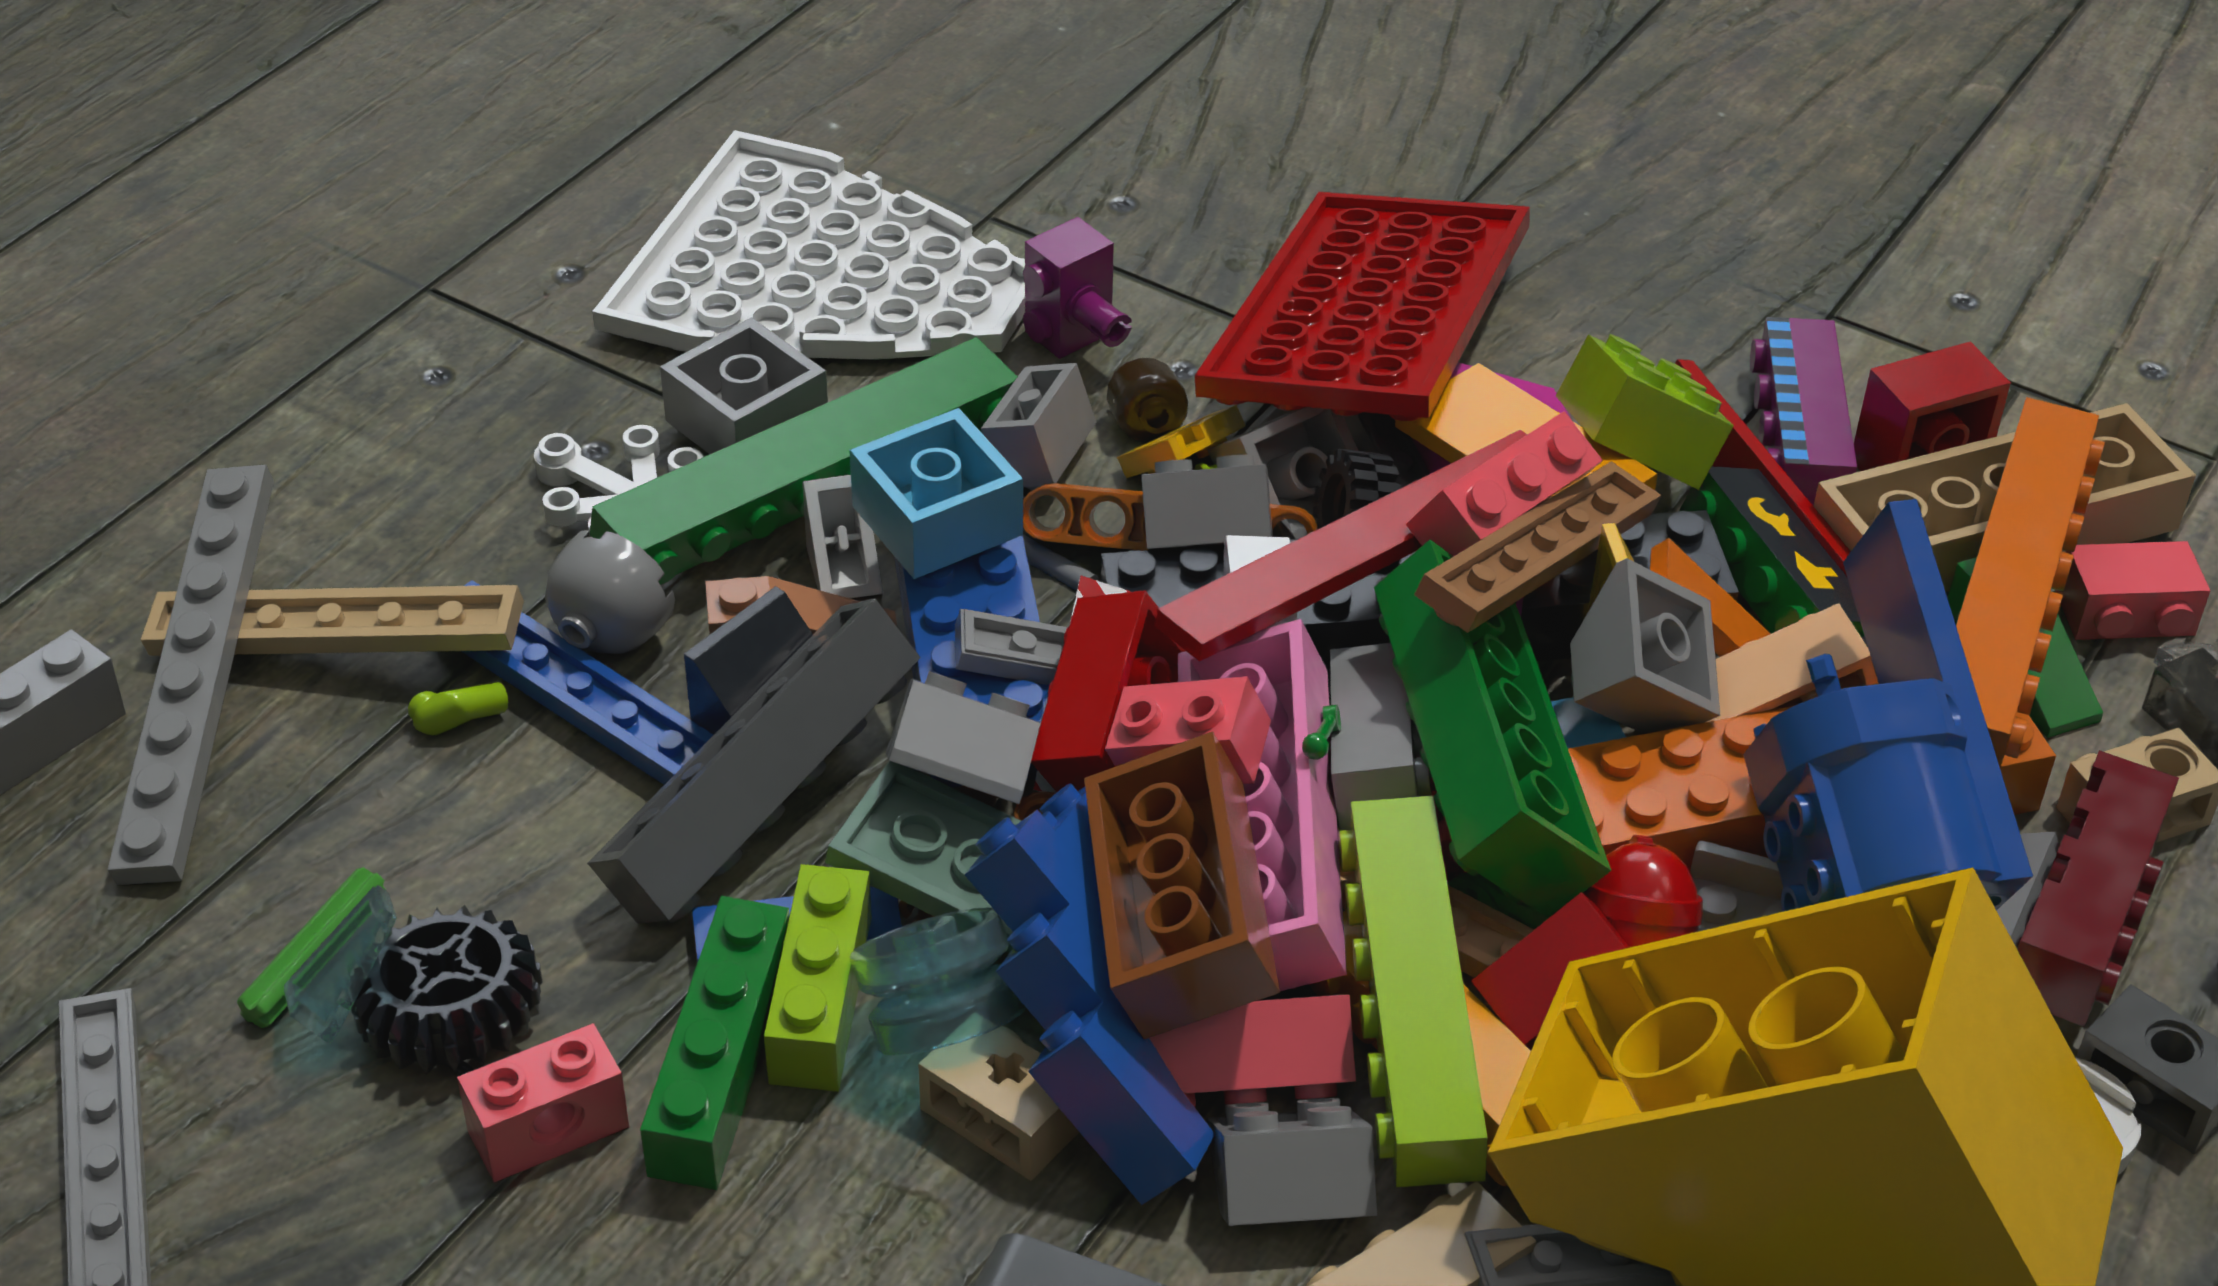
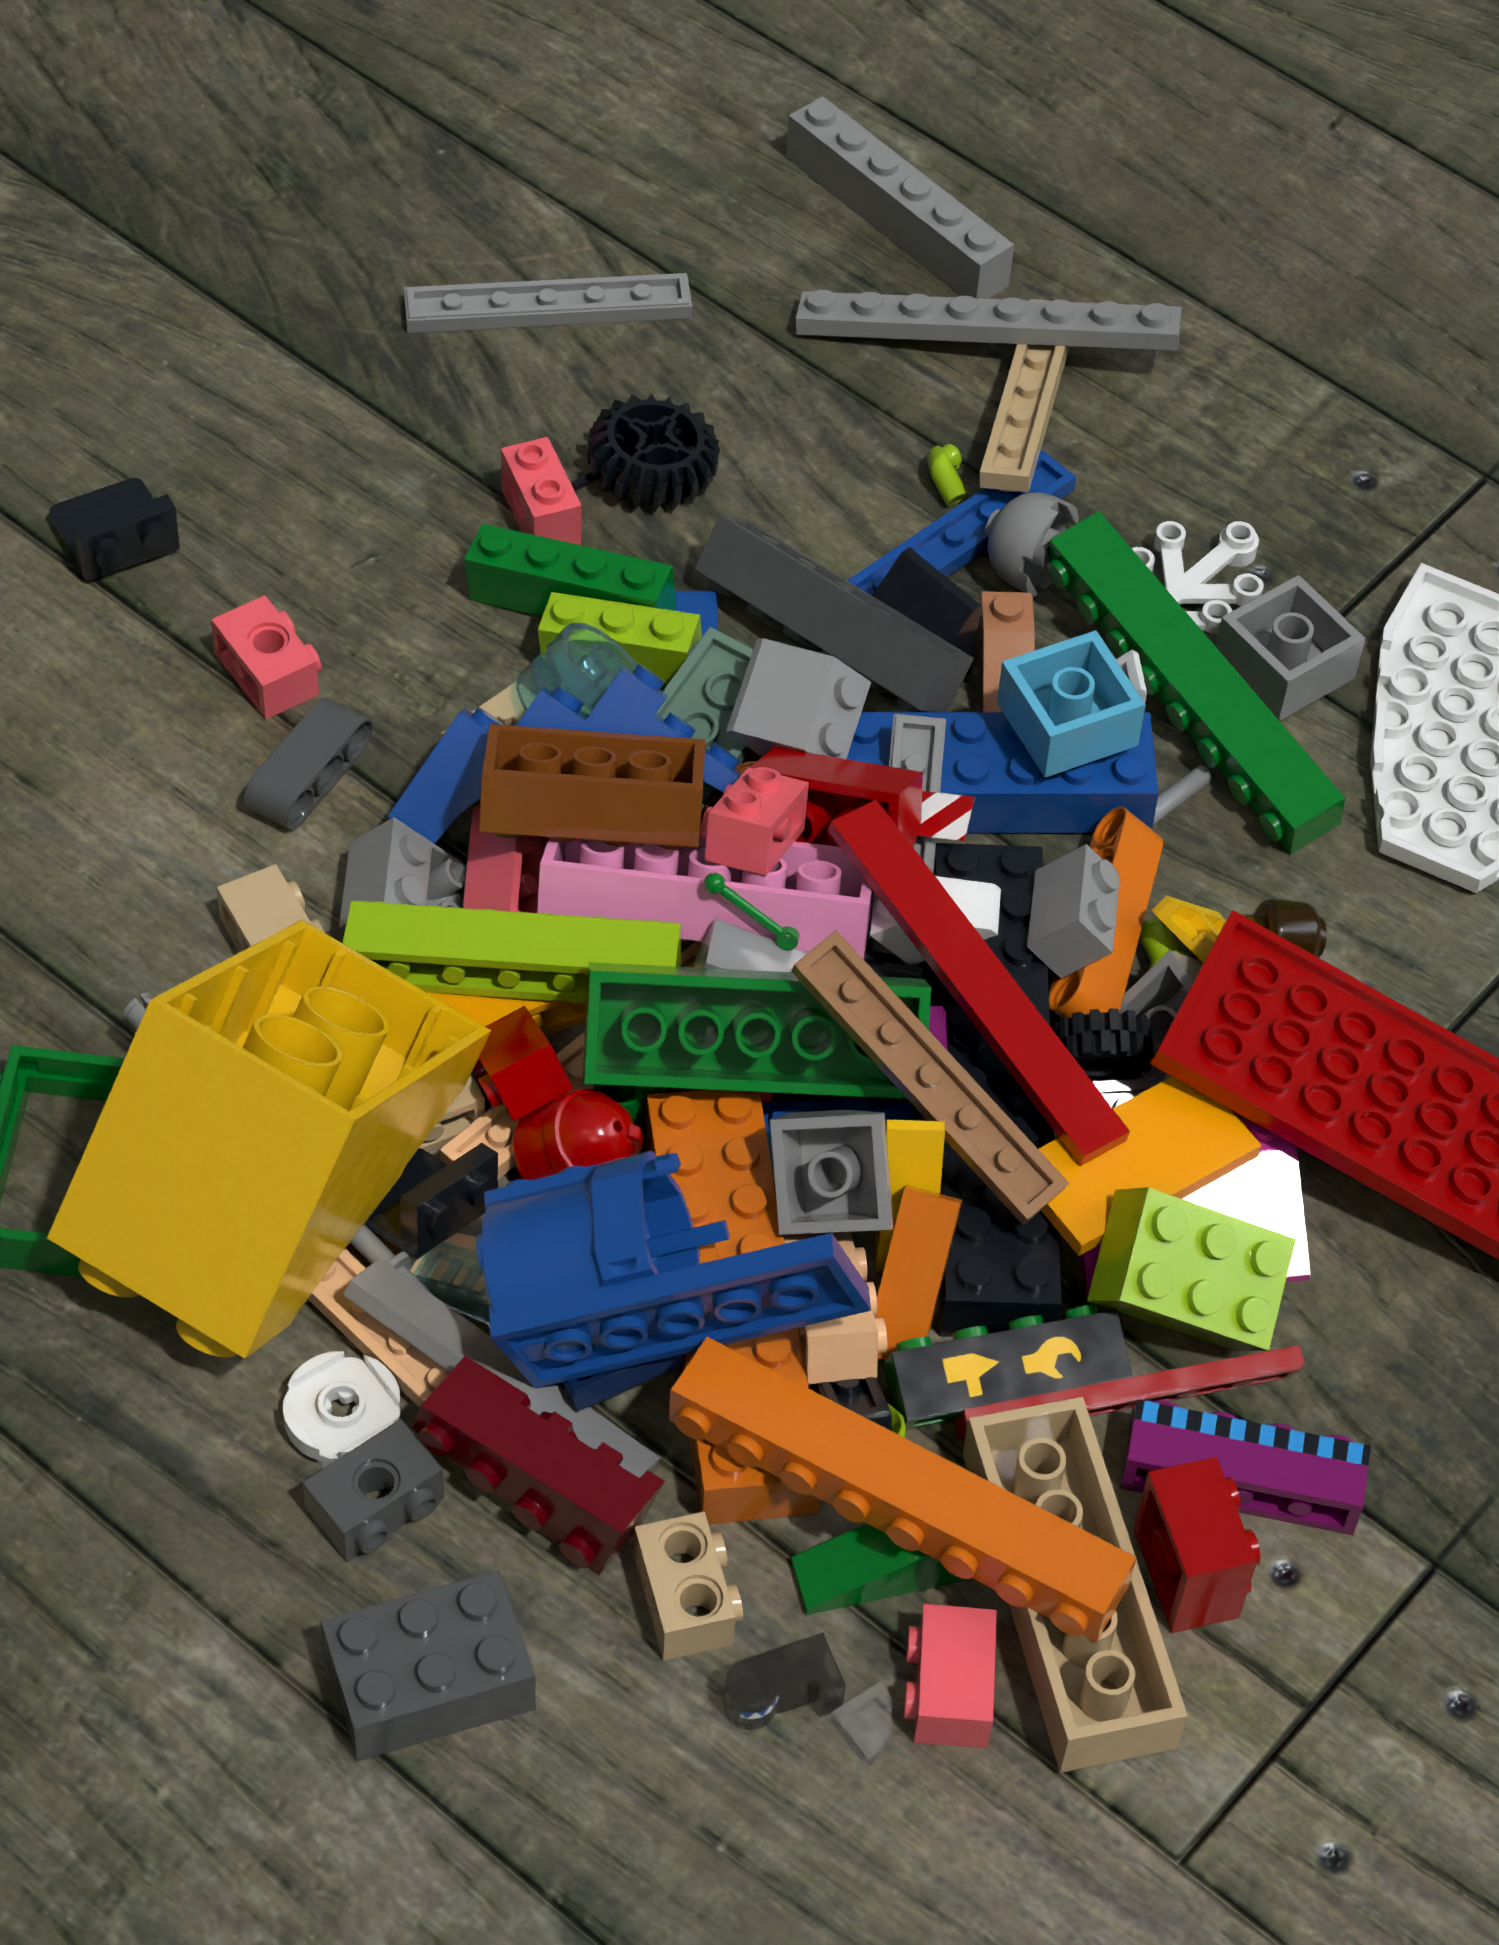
camera: 95 degrees right, 10 degrees up
(266, 996) = (718, 396): bright green axle -> none
(333, 975) = (662, 385): clear light blue slope -> none
(1041, 422) = (1237, 842): light grey brick -> none
(1071, 289) = (1423, 883): magenta brick -> none
(1506, 486) = (1004, 1067): coral brick -> none

